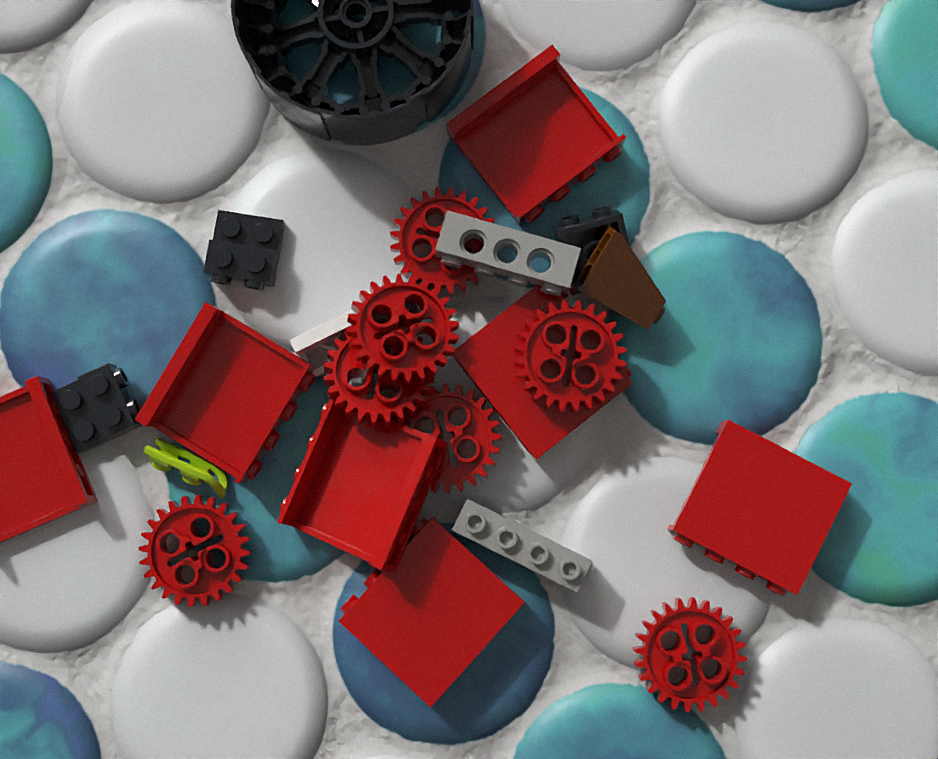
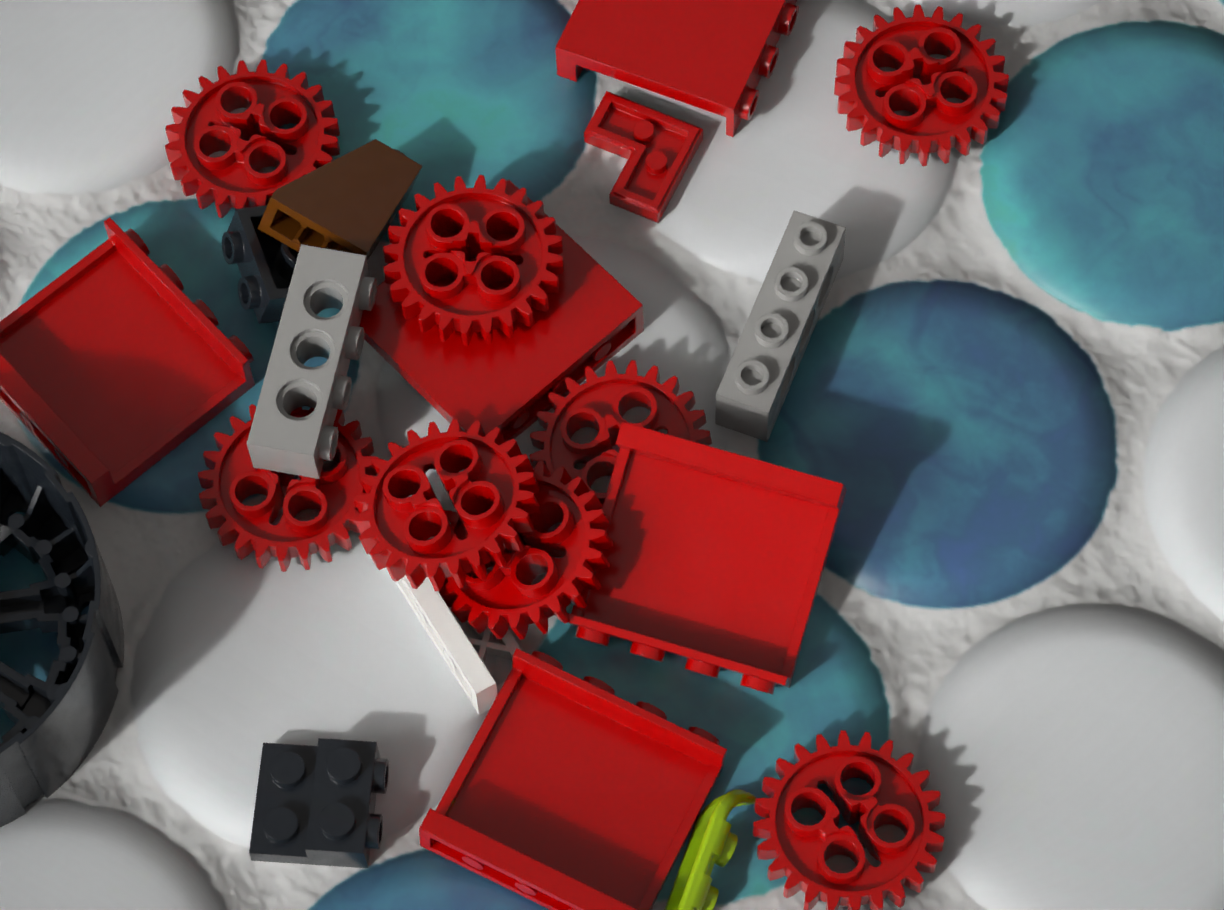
camera: 95 degrees left, 20 degrees down
(431, 611) = (912, 442): red panel -> none
(660, 479) = (656, 151): none -> red tile
(708, 240) = (250, 136): none -> red gear

